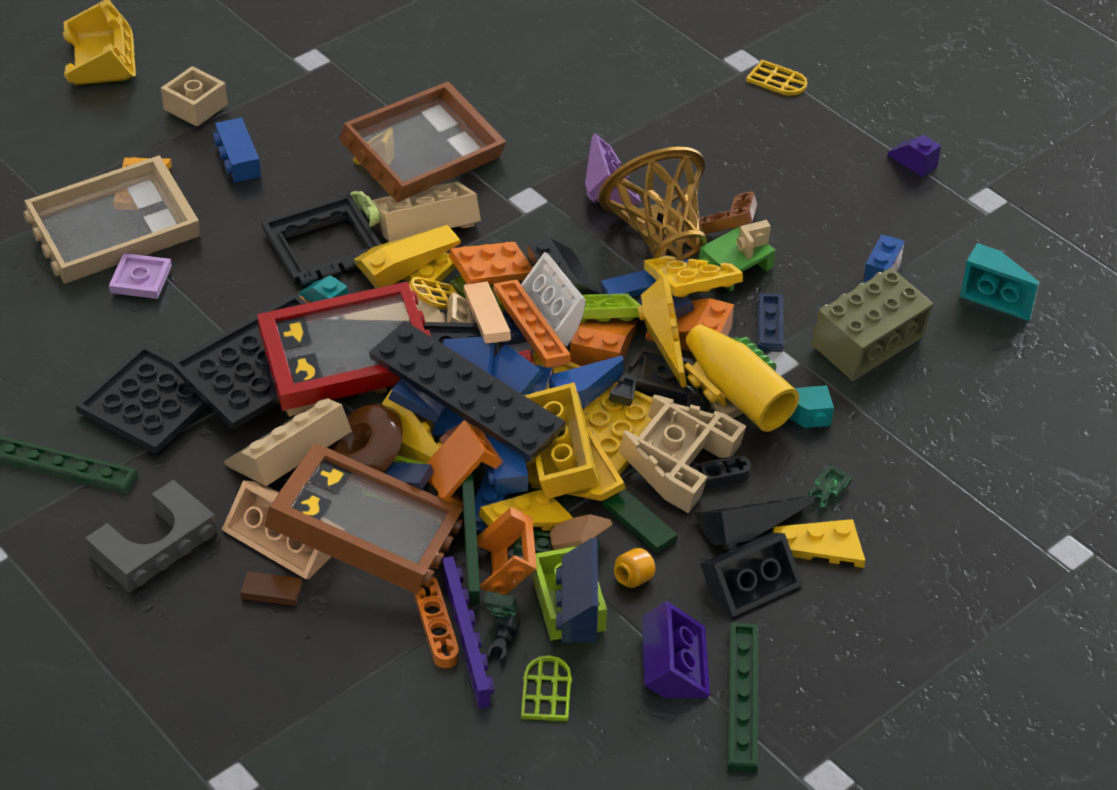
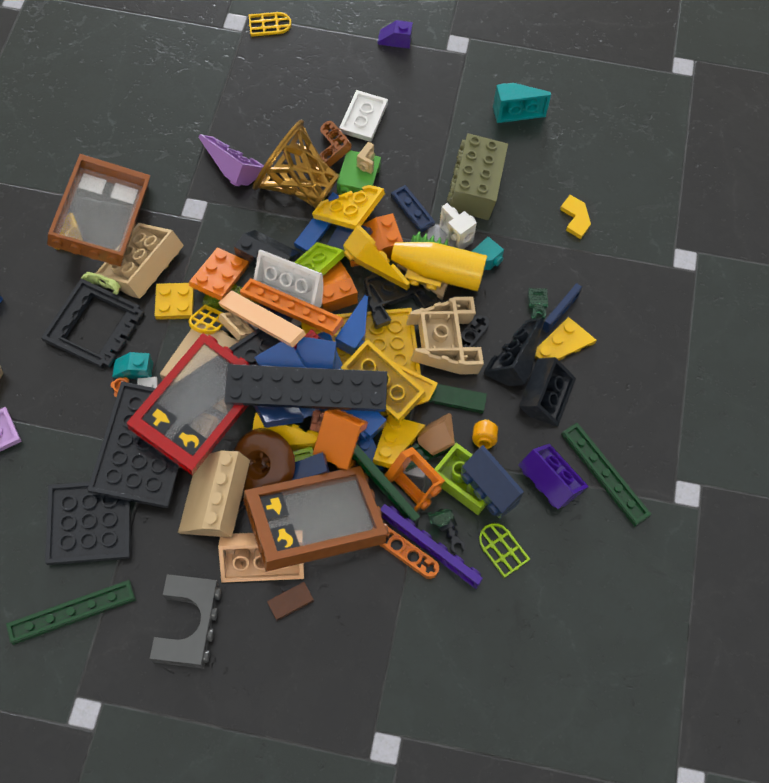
camera: 40 degrees left, 20 degrees up
(397, 259) = (159, 307): yellow wedge -> none
(799, 208) = (363, 115): none -> white plate
(799, 357) = (457, 226): none -> white brick
(852, 505) = (562, 307): none -> dark blue tile
(884, 255) = (444, 127): blue brick -> none
(966, 440) = (577, 210): none -> yellow tile

